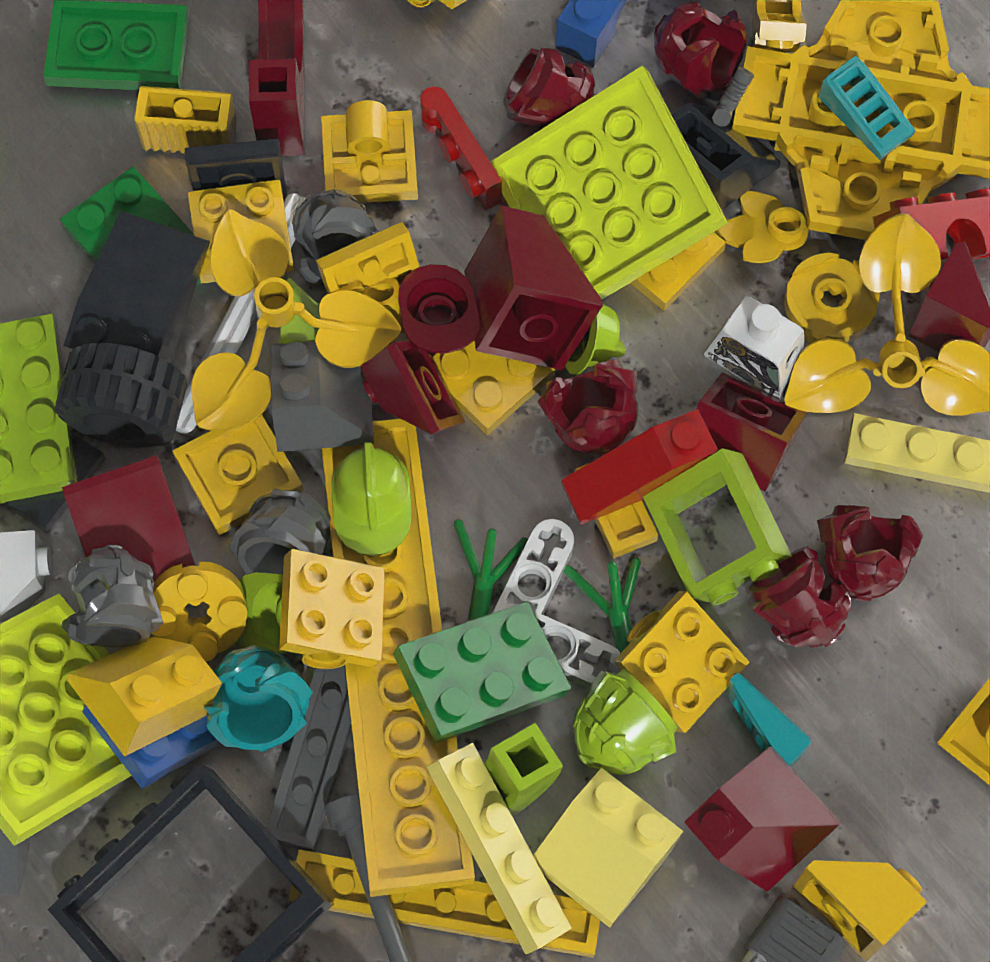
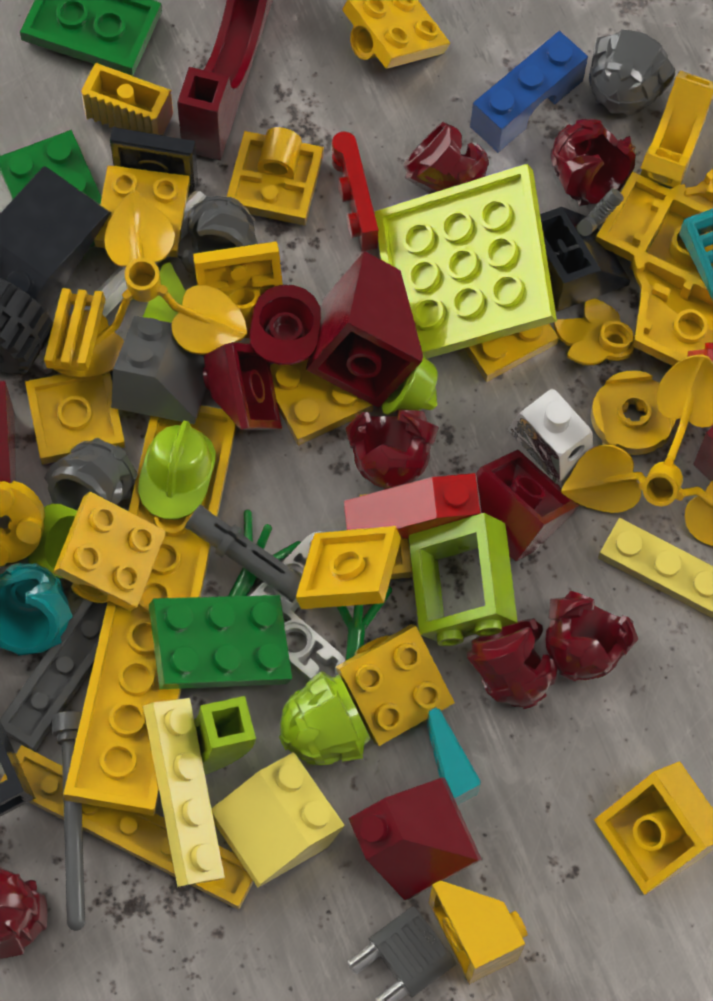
camera: 15 degrees right, 0 degrees up
(207, 346) = (59, 326): none -> yellow tile
(477, 567) = (243, 551): none -> dark grey pin
(595, 550) = (348, 568): none -> yellow plate

